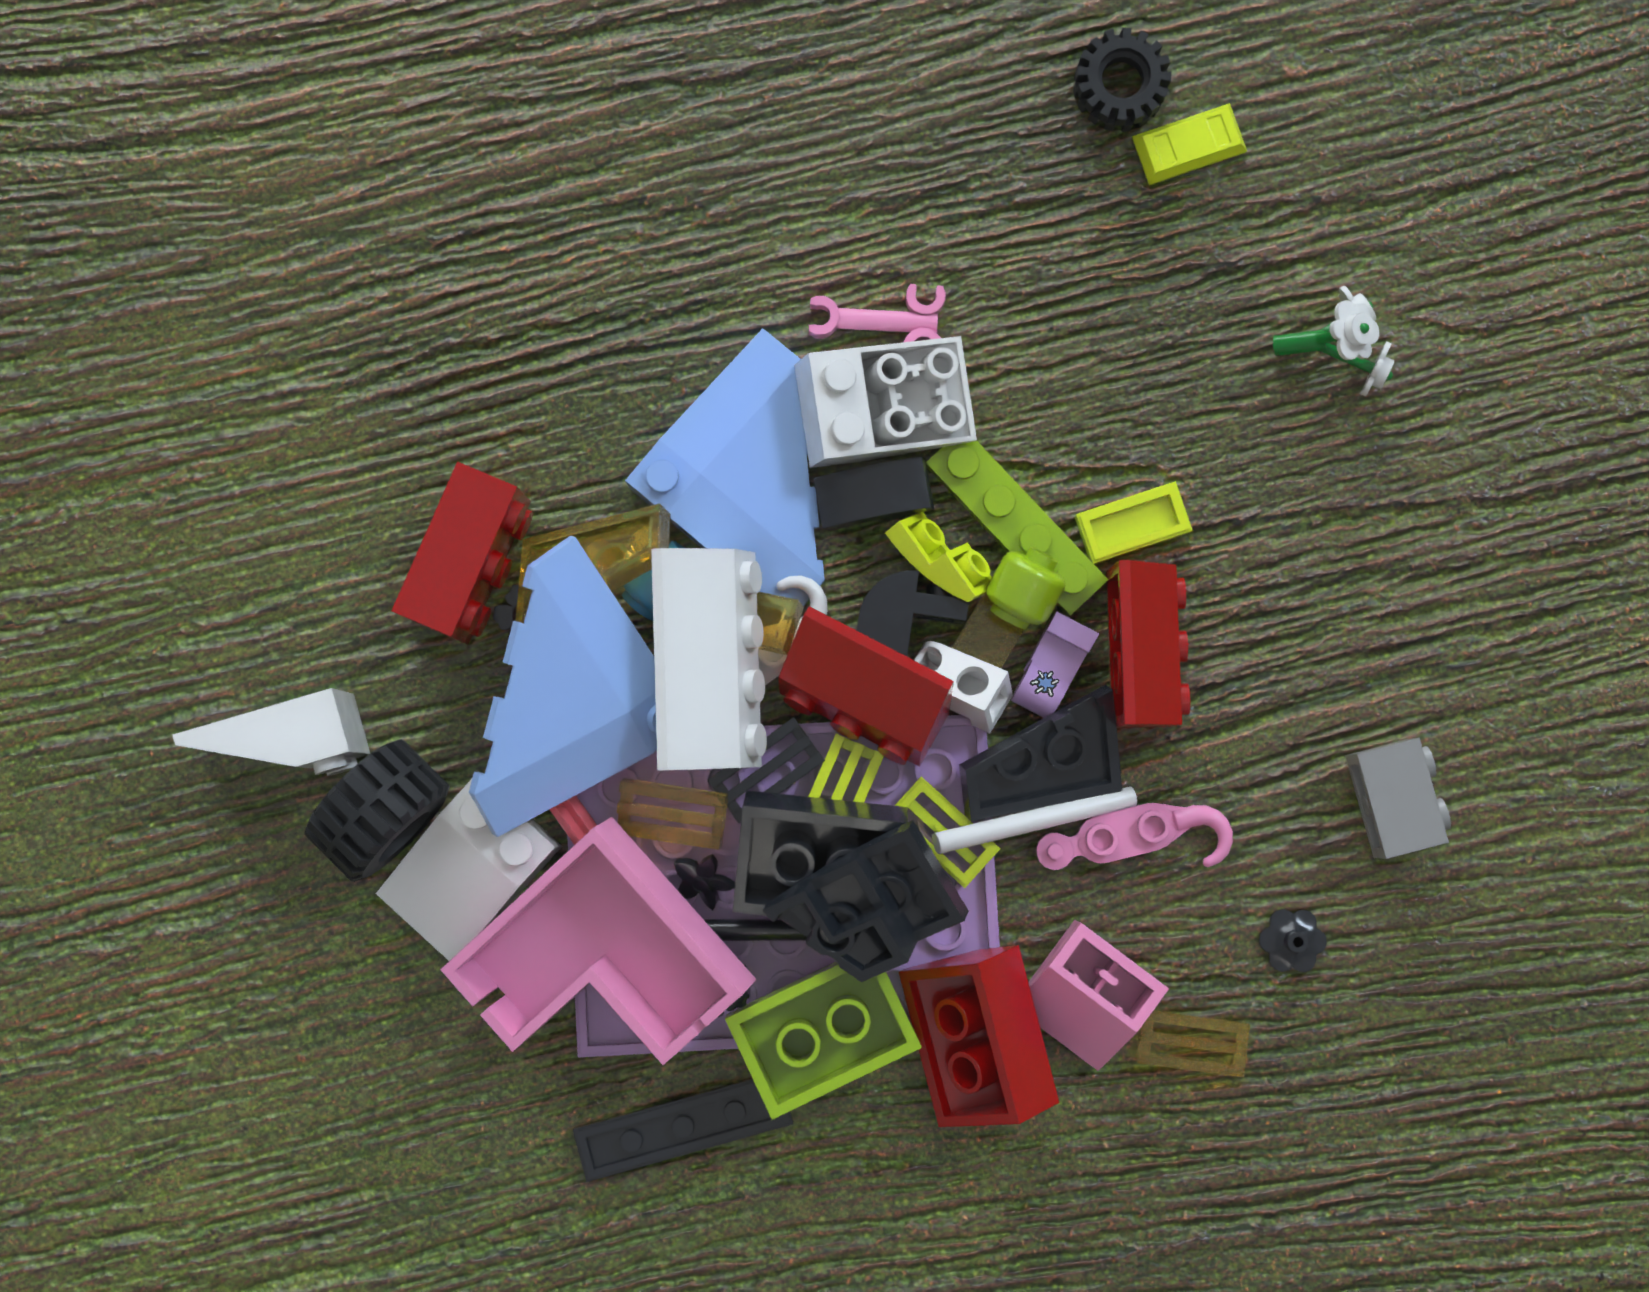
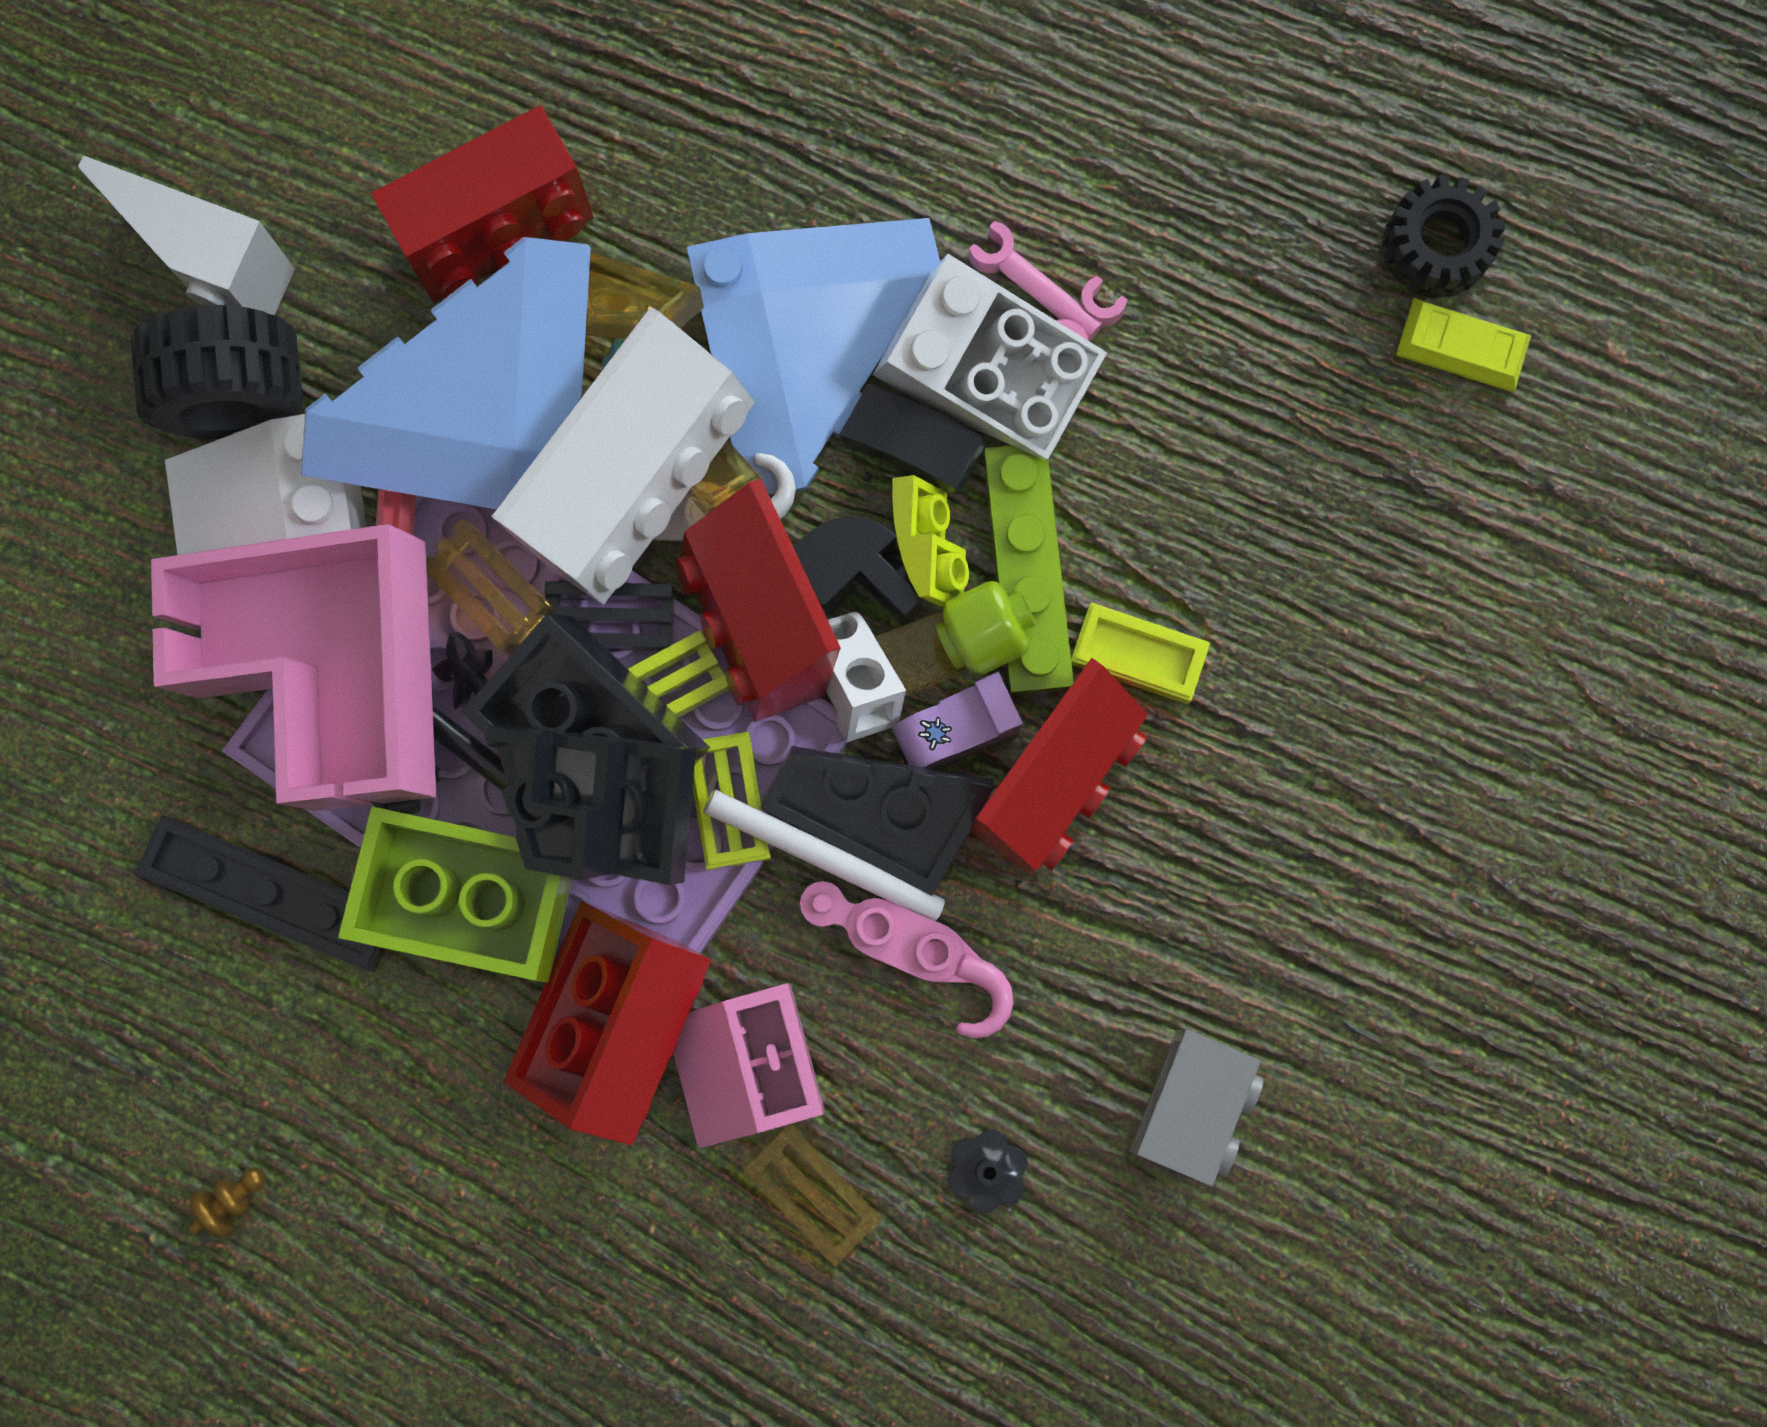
camera: 35 degrees right, 5 degrees down
(1354, 333) = (1488, 620): white plant -> none

